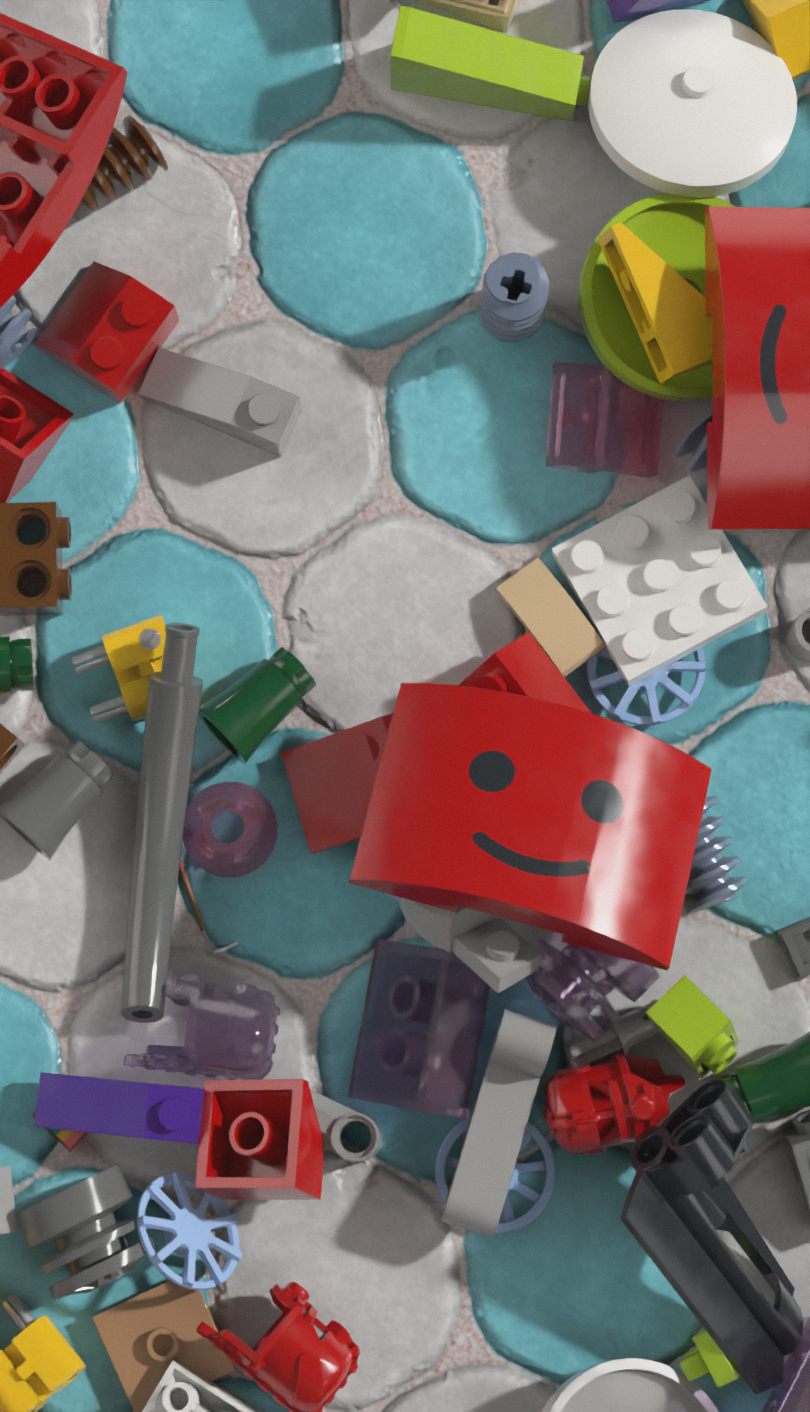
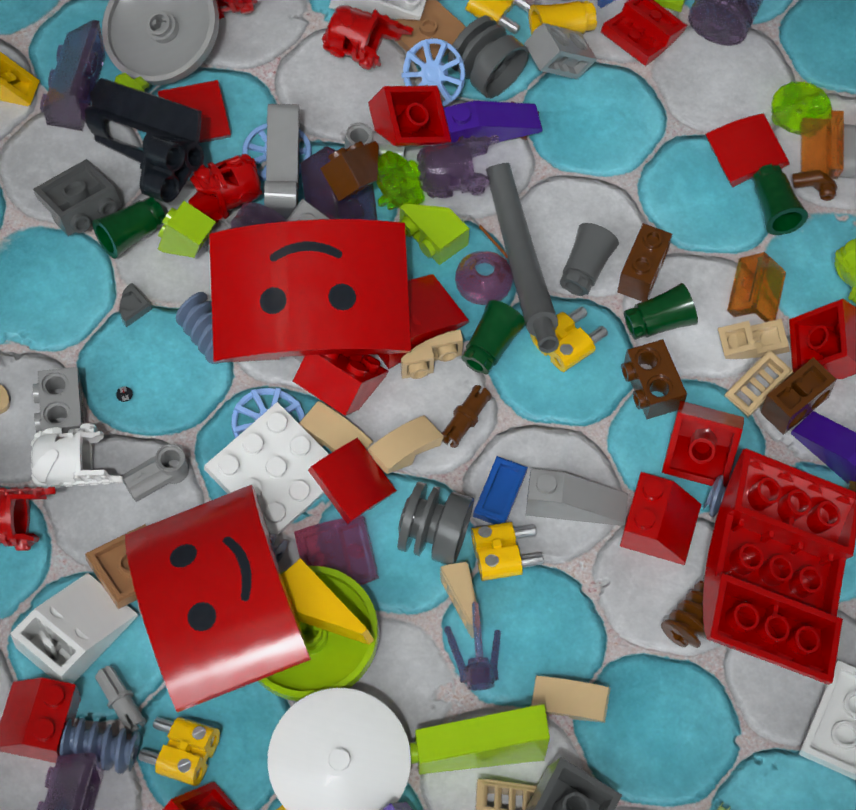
camera: 160 degrees right, 20 degrees down
(280, 928) = (435, 229): none -> lime slope
(315, 1033) = (398, 181): none -> clear neon green plate
(327, 453) = (500, 491): none -> blue tile
(335, 97) = (571, 698): none -> tan slope
(336, 708) = (422, 357): none -> tan slope
(340, 589) = (466, 416): none -> reddish brown pin
(364, 351) = (498, 552): none -> yellow piece
(390, 1050) = (352, 169): none -> reddish brown slope
(441, 314) = (459, 587): none -> tan slope
(448, 403) = (435, 523): none -> dark grey wheel
(448, 564) = (403, 443): none -> tan slope
(452, 181) = (478, 673): none -> clear purple plant
(517, 277) = (415, 598): sand blue piece -> none
(548, 519) = (352, 480): none -> red slope
(611, 1289) = (207, 99): none -> red slope

